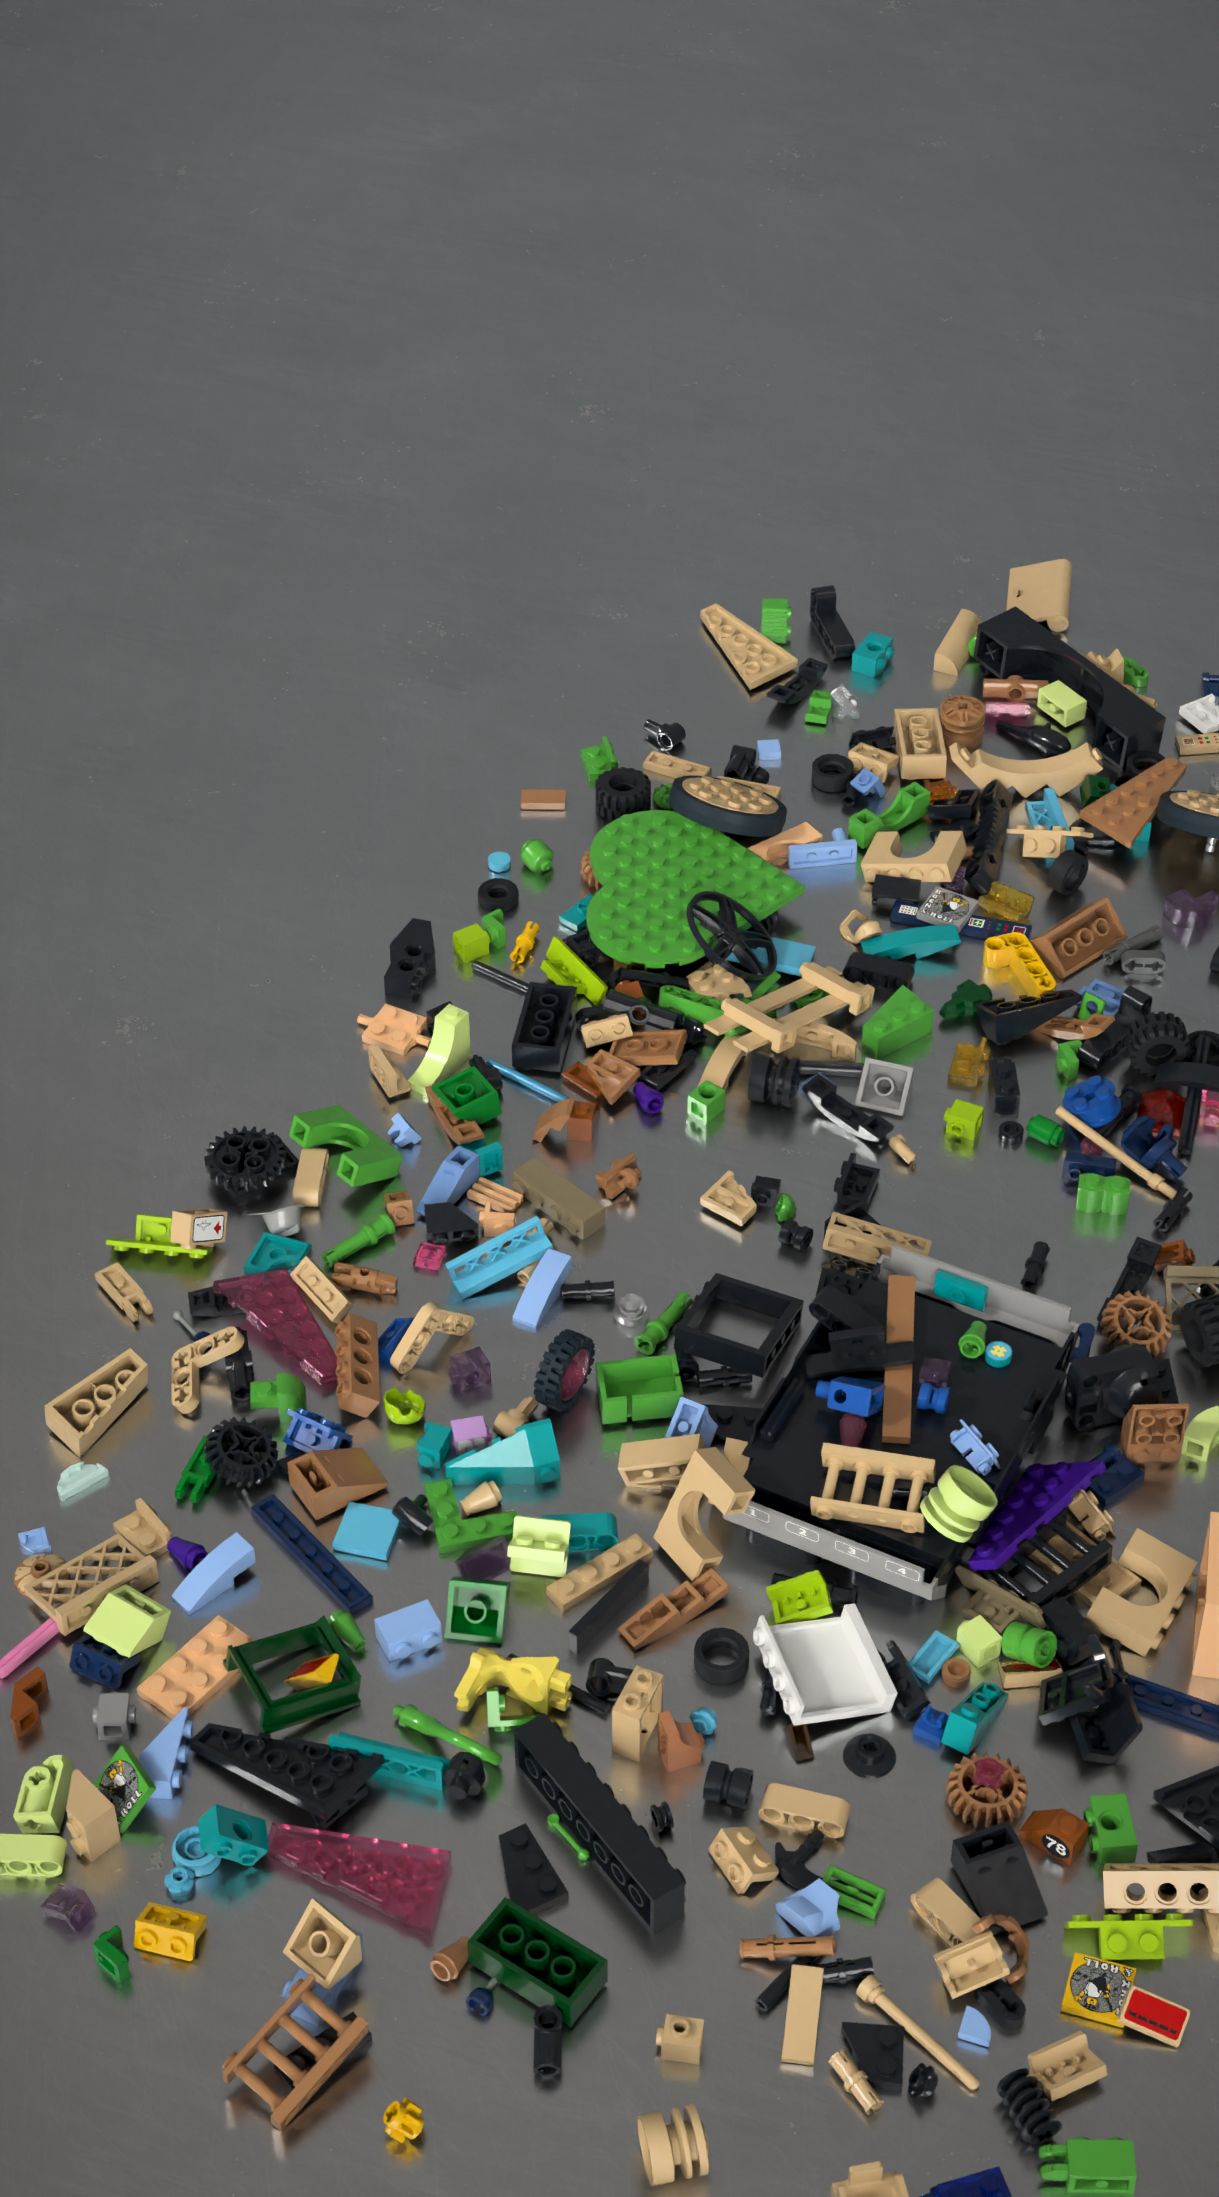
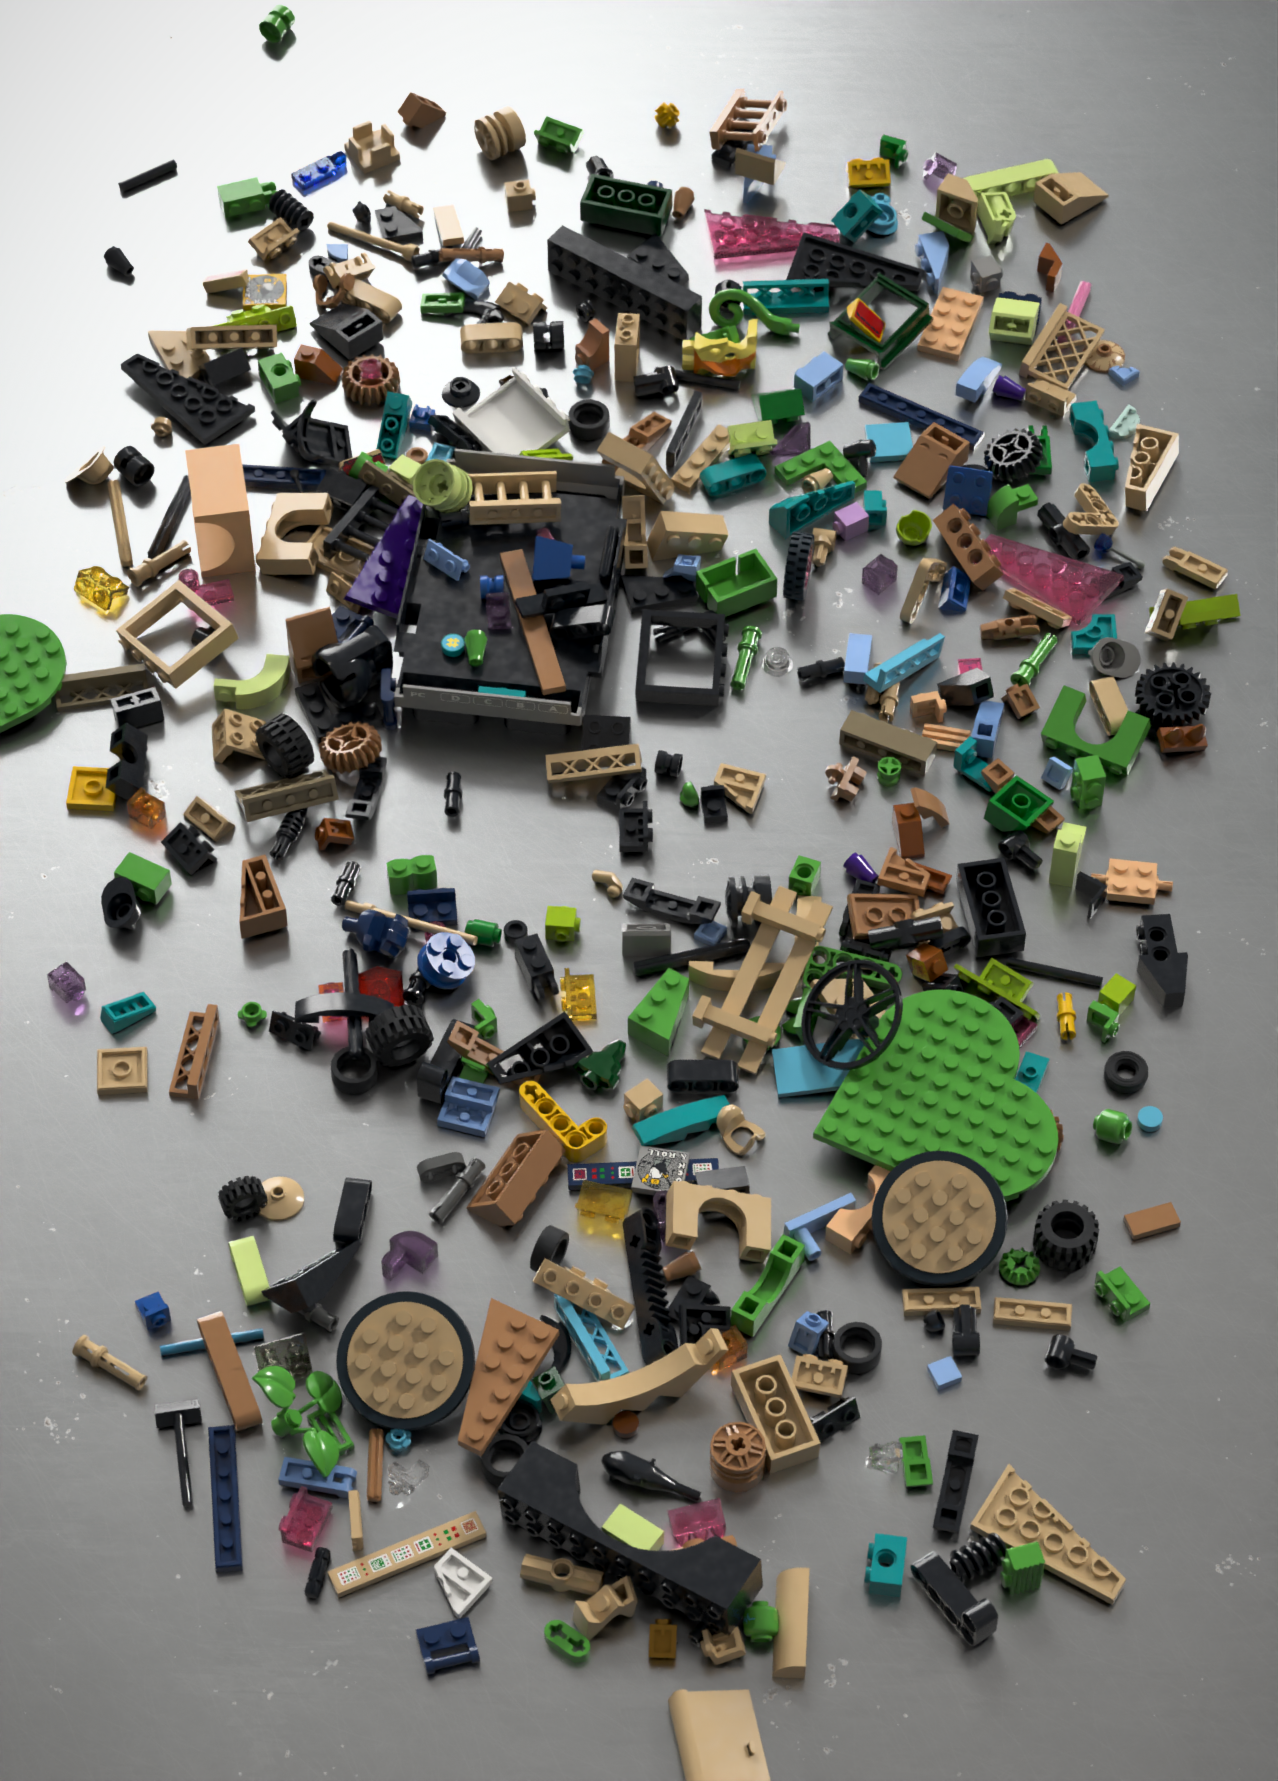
camera: 160 degrees right, 10 degrees up
(142, 1432) = (1088, 422): none -> teal arch
(270, 1121) = (1182, 738): none -> dark orange tile
(385, 1098) = (1088, 782): none -> bright green brick
(387, 1072) = (1107, 822): tan bracket -> none
(526, 1081) = (963, 858): dark azure bar -> none
(573, 1171) = (889, 771): none -> bright green wheel
(581, 2135) = (559, 135): none -> bright green bracket
(651, 979) = (926, 983): black pin -> none
(805, 641) = (978, 1555): none -> black piece
(941, 965) = (643, 1100): none -> tan brick

